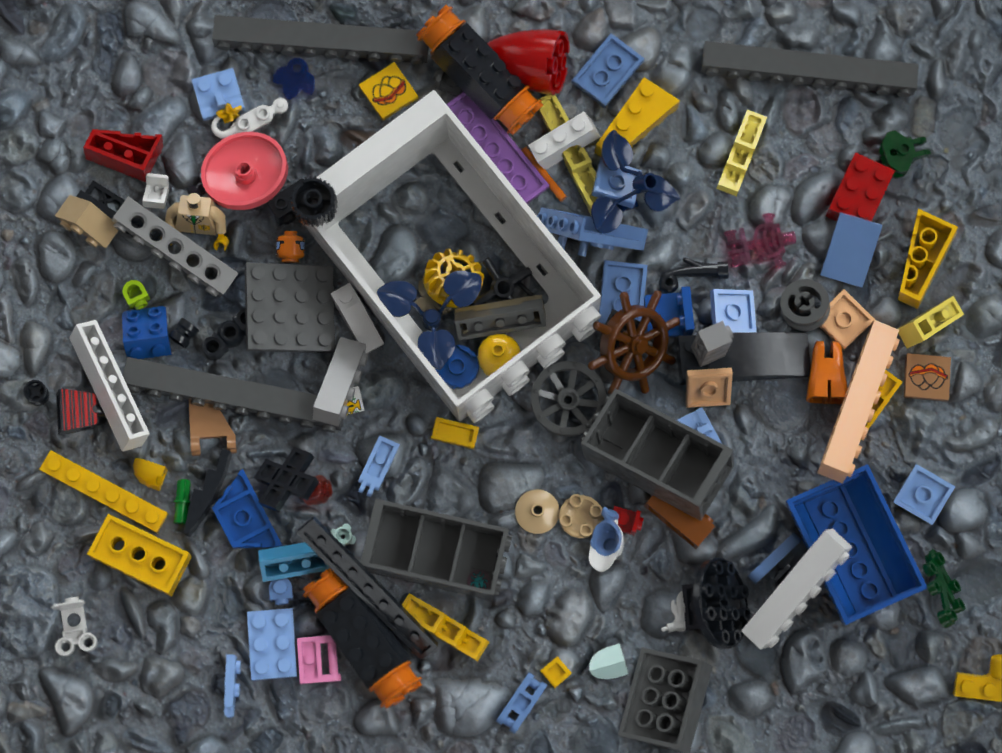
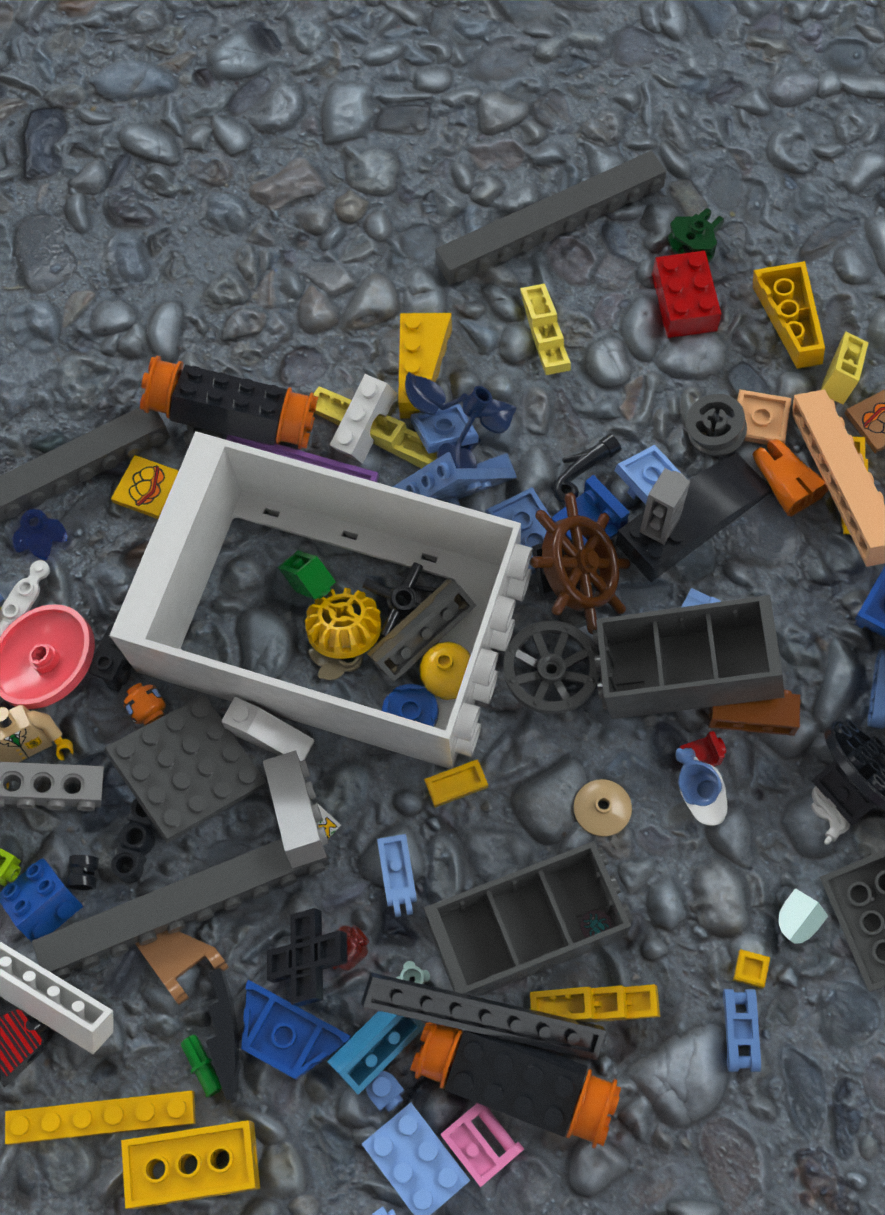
camera: 25 degrees left, 10 degrees down
(149, 473) = (142, 1058): yellow brick -> none
(318, 213) = (145, 634): black brick -> none
(438, 345) = (363, 622): dark blue plant -> none
(450, 229) = (307, 575): none -> green brick
(535, 58) = (279, 358): red cylinder -> none
(553, 185) = (383, 473): orange bar -> none
(580, 516) = (652, 780): tan dish -> none
(607, 70) = (358, 336): medium blue tile -> none
(708, 387) = (685, 561): light nougat tile -> none
(776, 242) = (637, 397): clear pink piece -> none
(851, 249) = (720, 346): medium blue tile -> none

